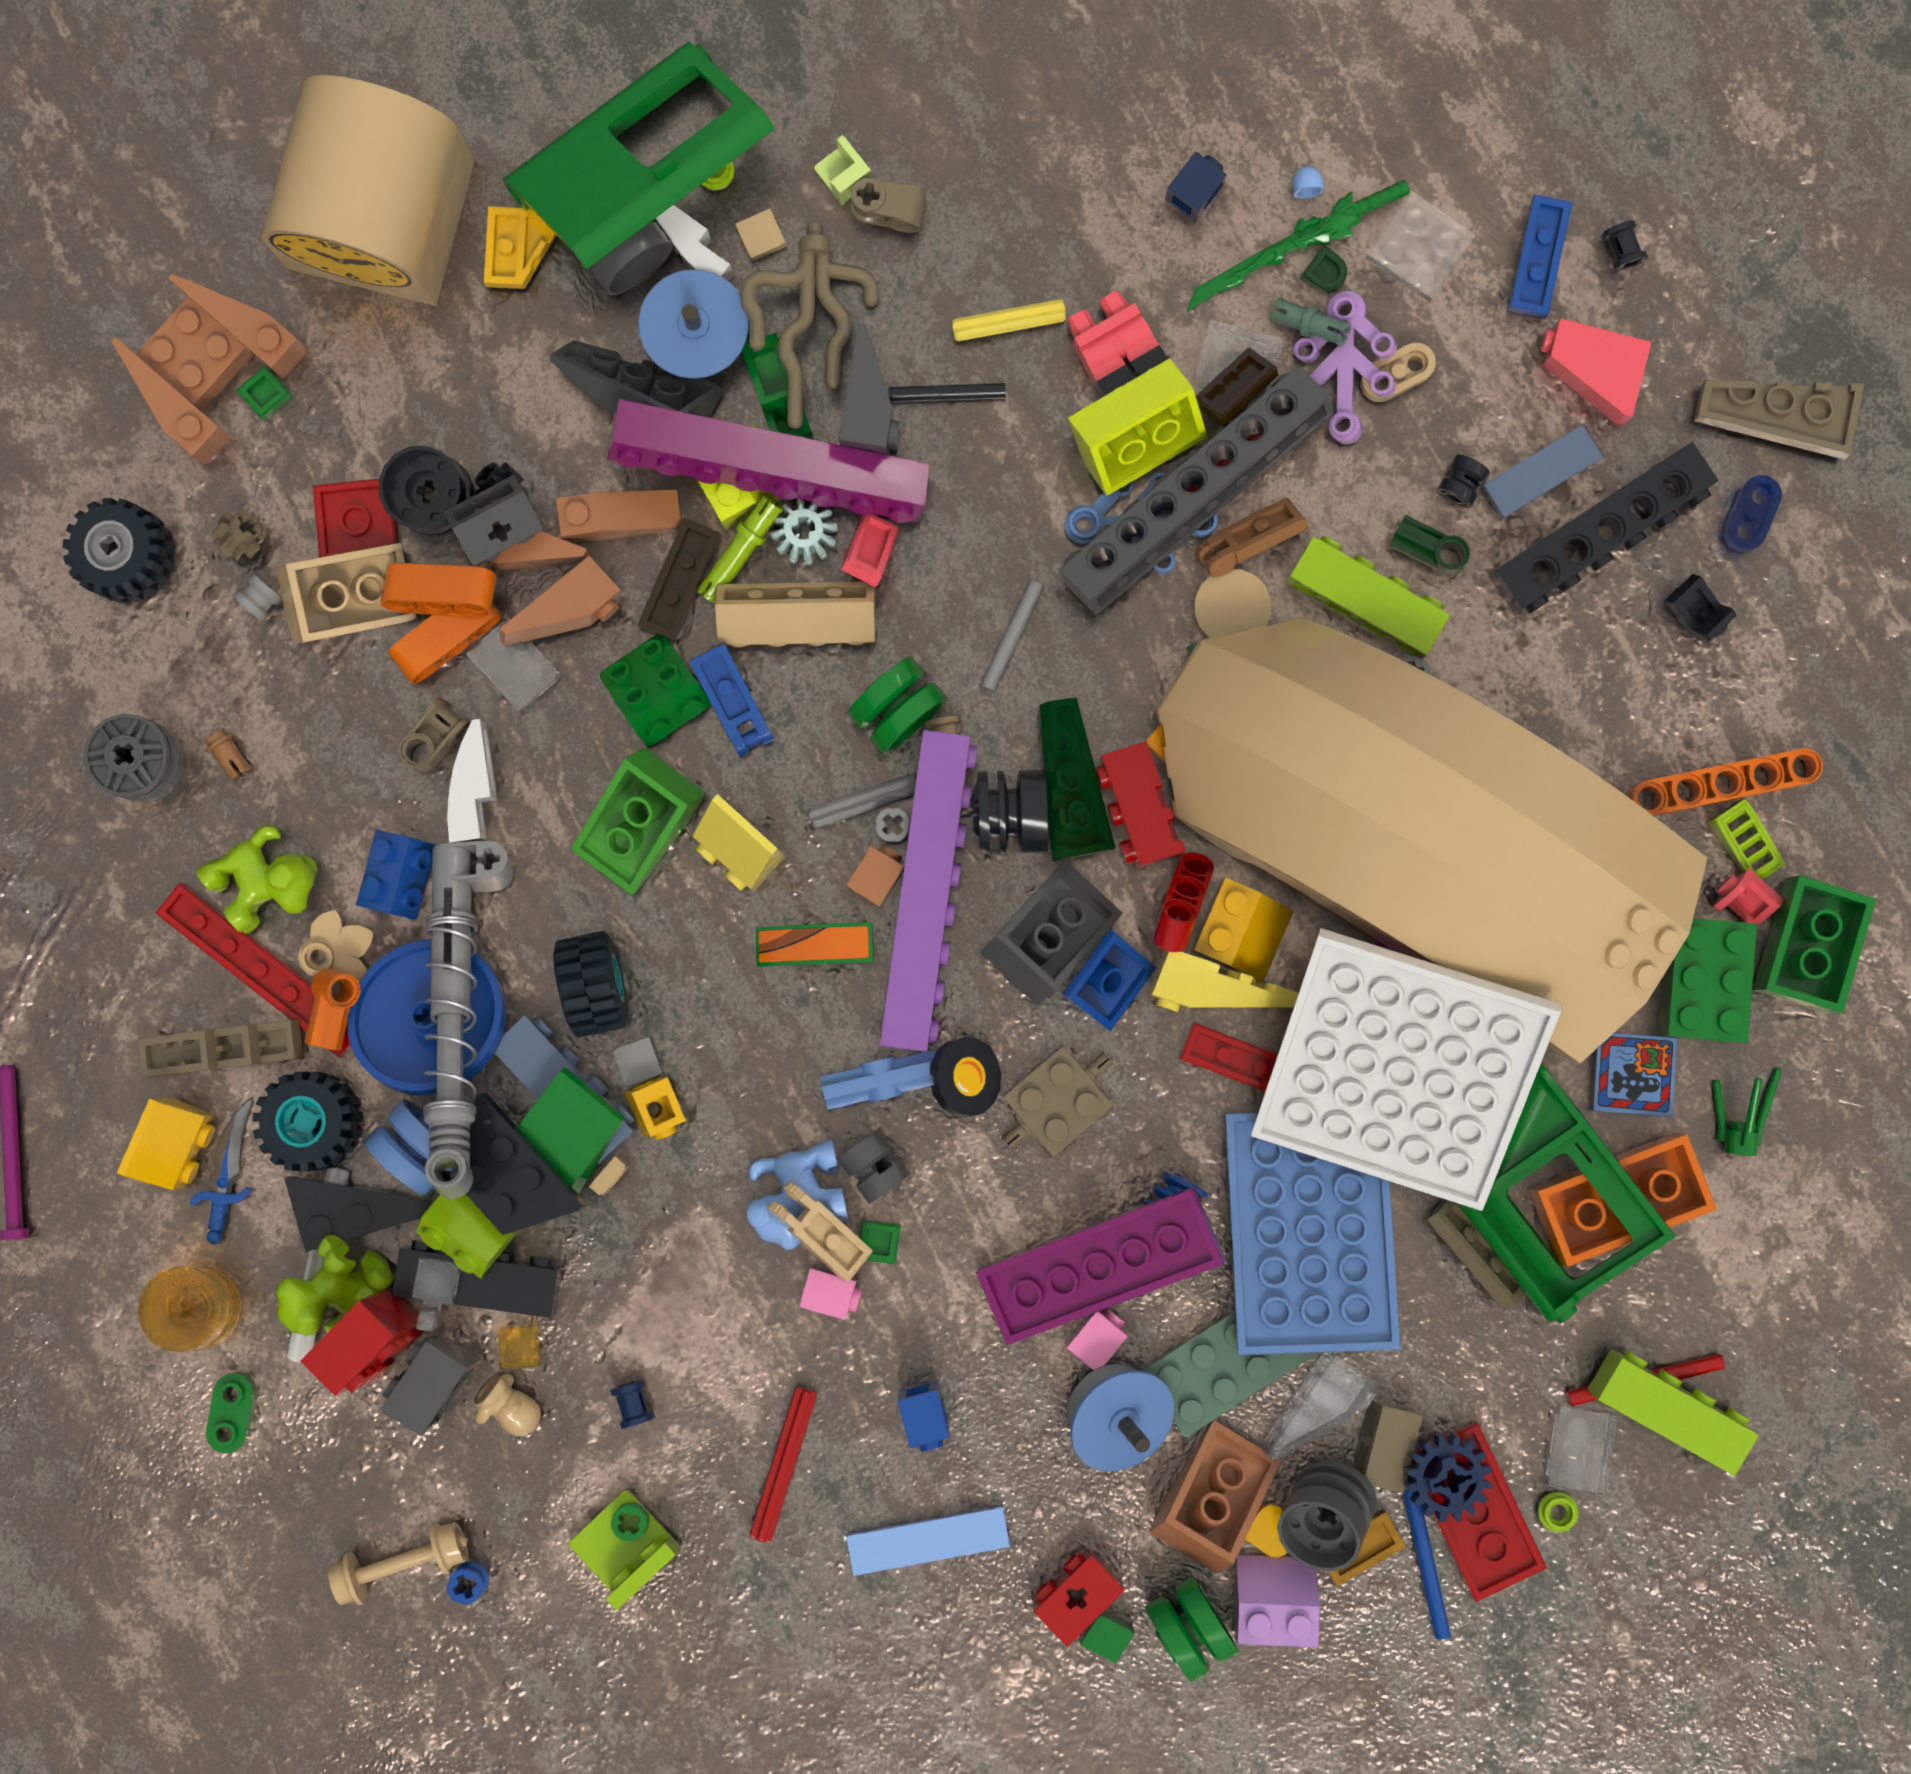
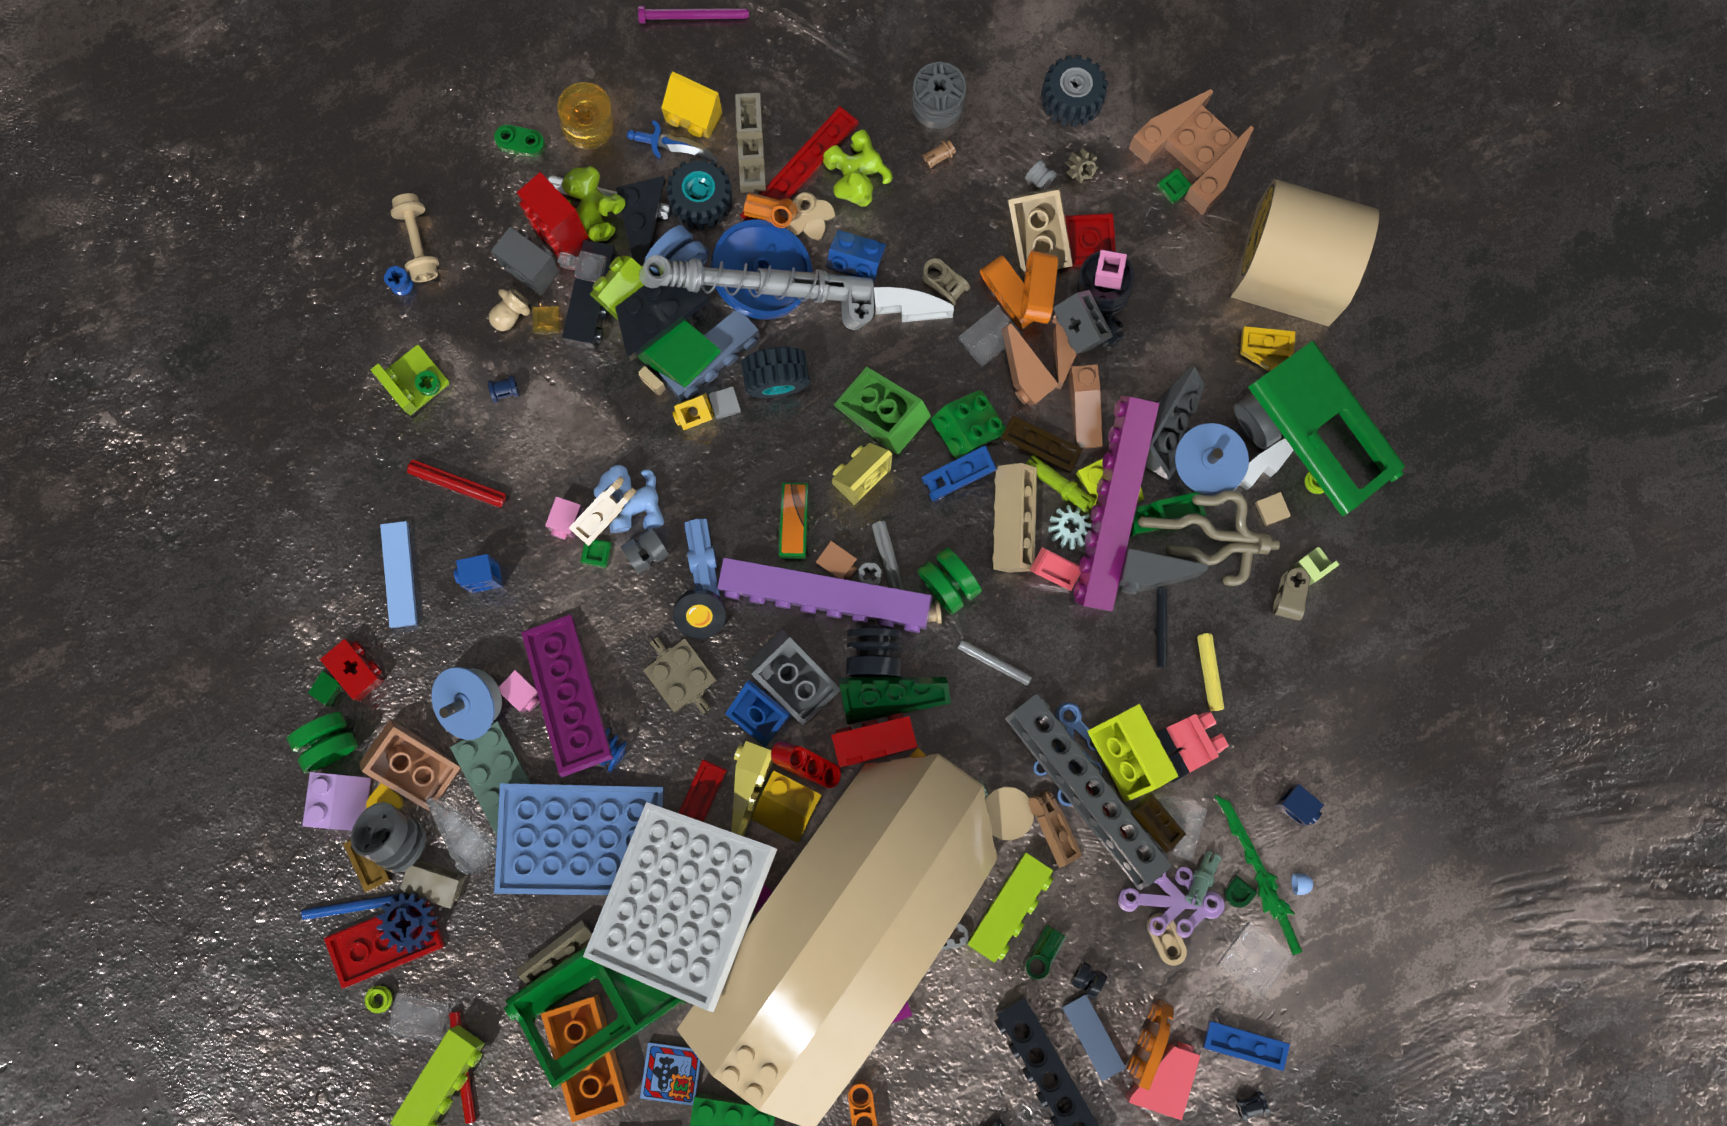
camera: 90 degrees right, 5 degrees down
(411, 480) = (1110, 269): none -> bright pink brick
(1552, 385) = (1152, 1044): none -> orange plate

